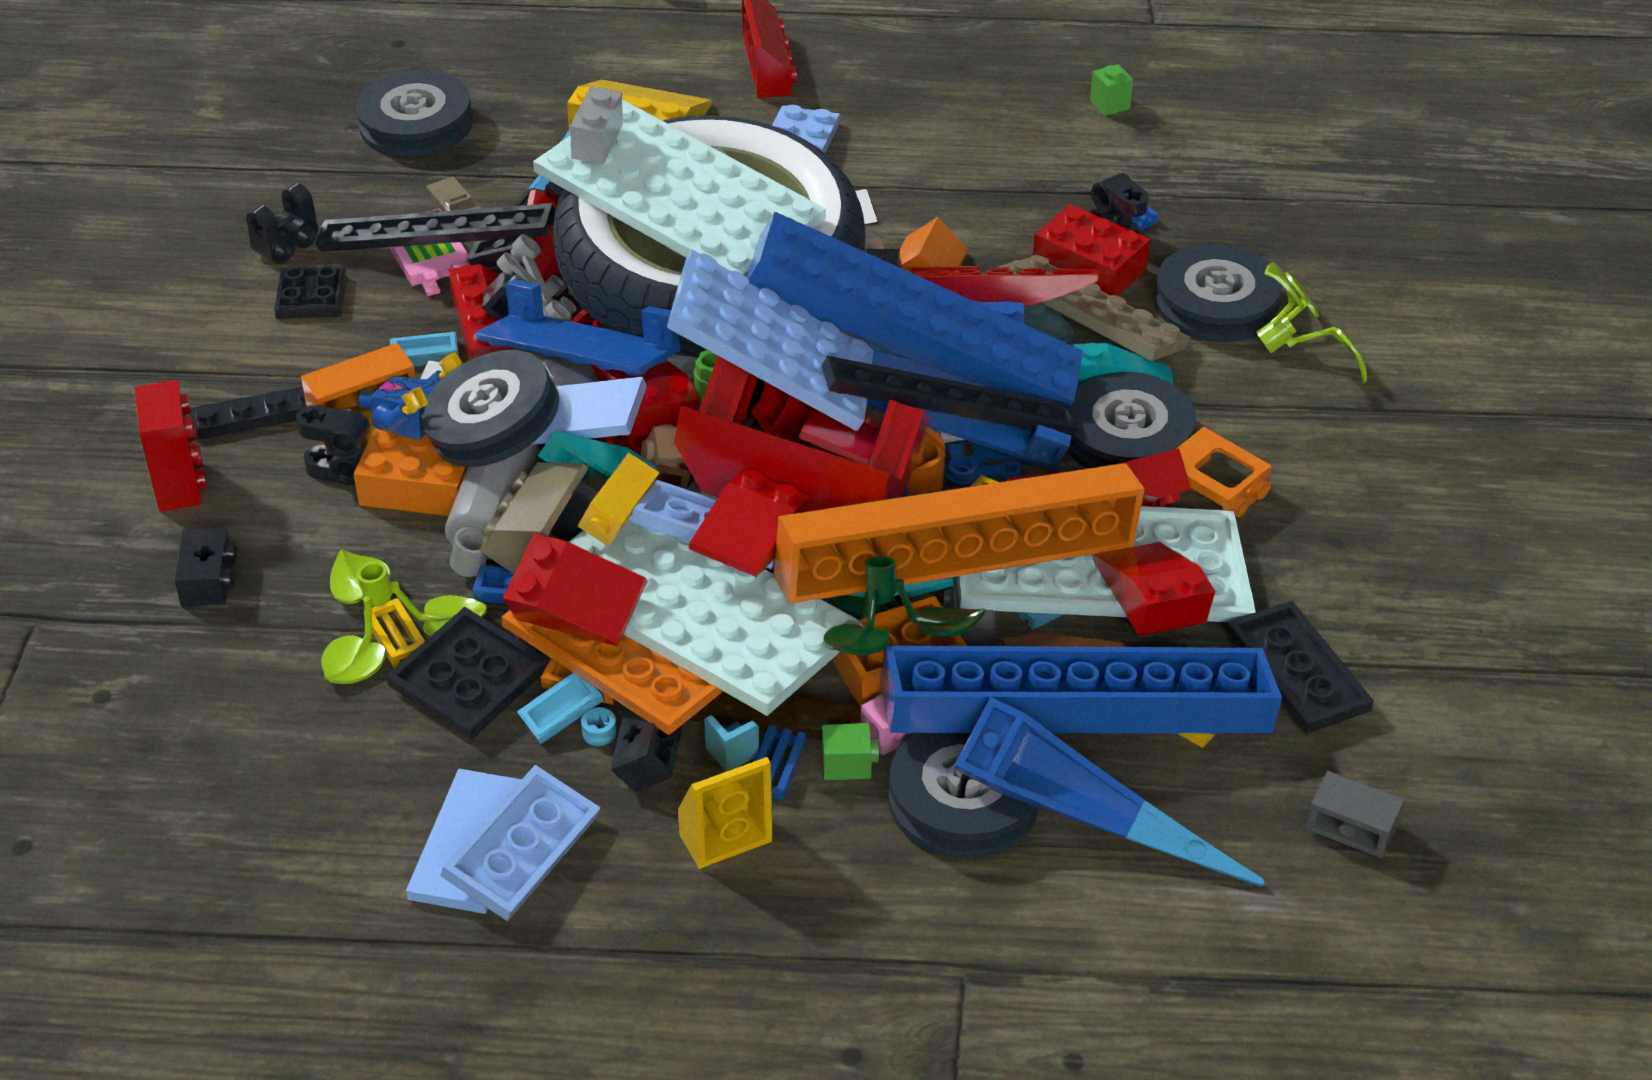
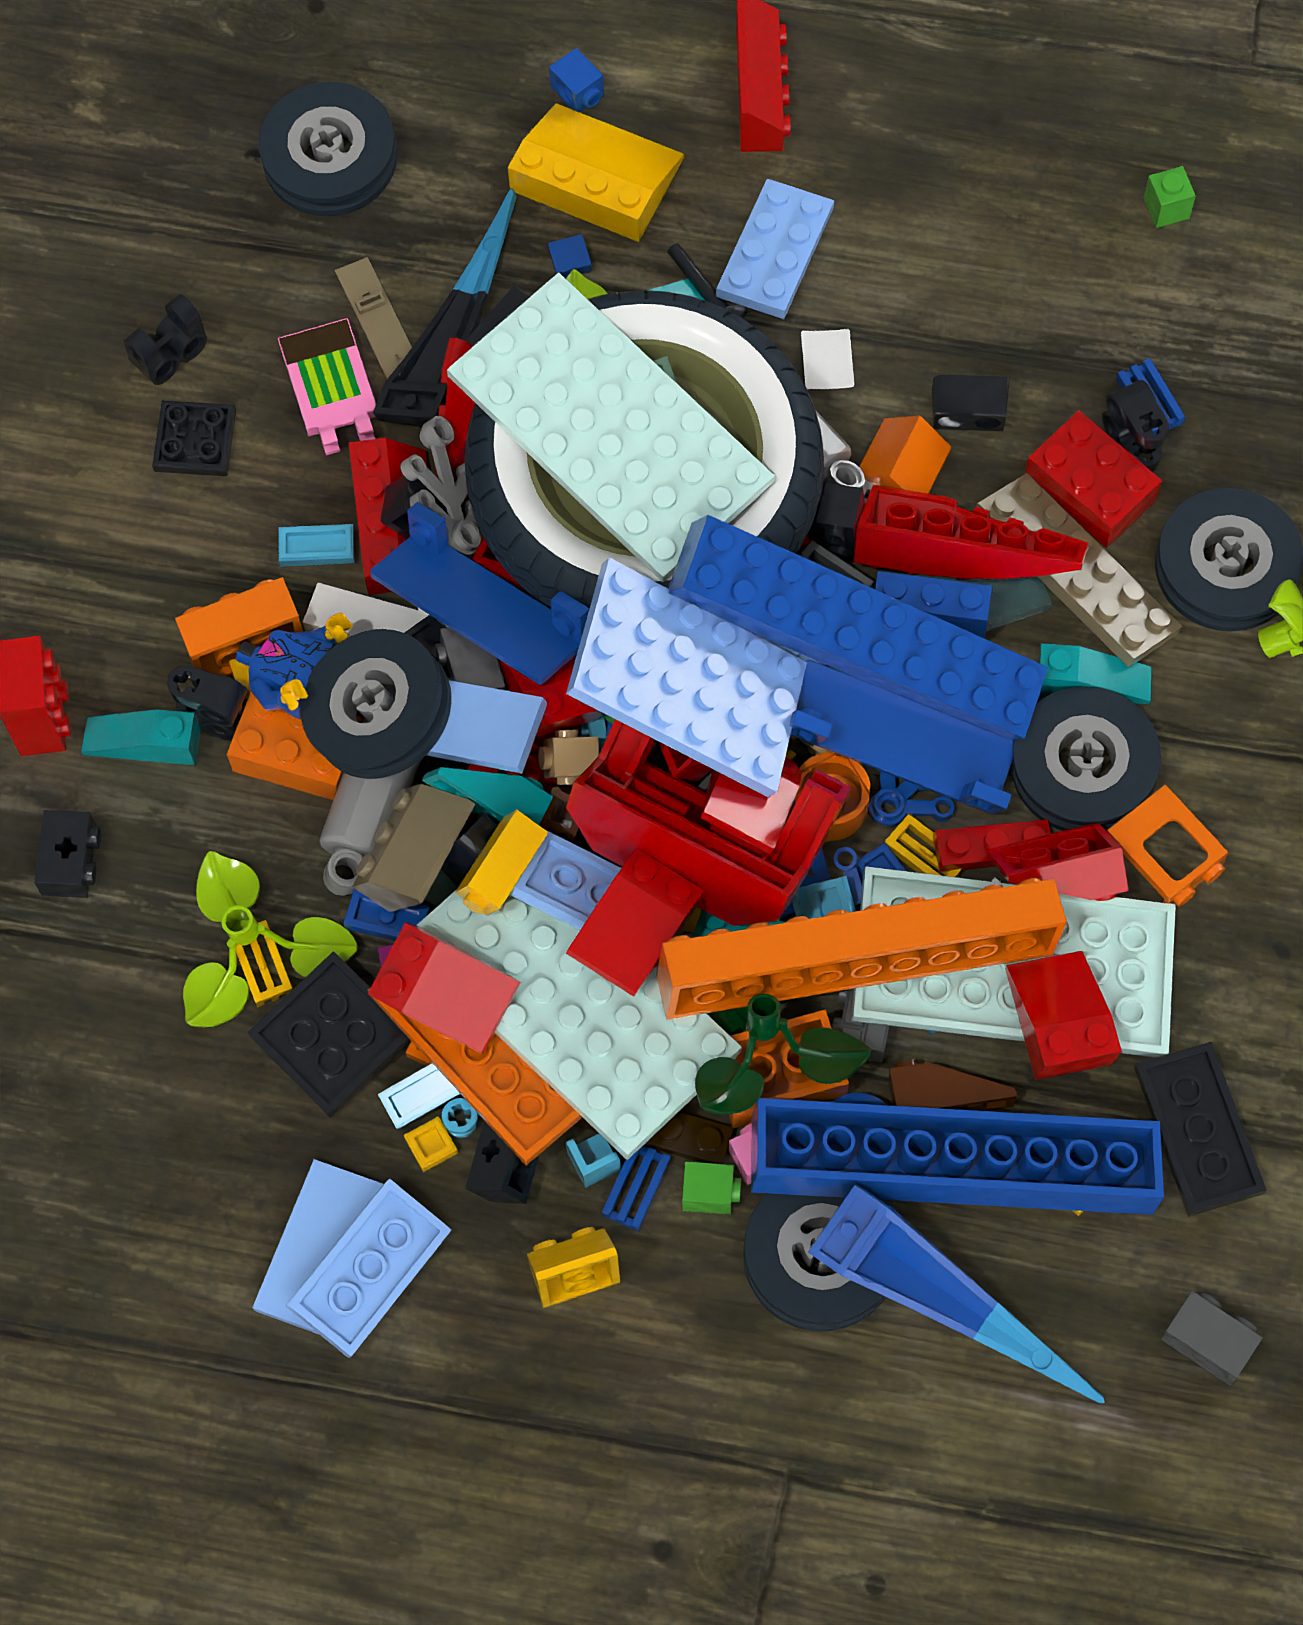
camera: 10 degrees right, 25 degrees up
(248, 412) = (122, 621): black plate -> none
(282, 479) = (144, 736): none -> teal slope
(436, 227) = (337, 375): black plate -> none
(572, 750) = (430, 1144): none -> yellow tile
(596, 125) = (521, 337): light grey brick -> none
(617, 61) = (576, 81): none -> blue brick
(946, 396) = (878, 752): black plate -> none
(990, 204) = (969, 402): none -> black piece

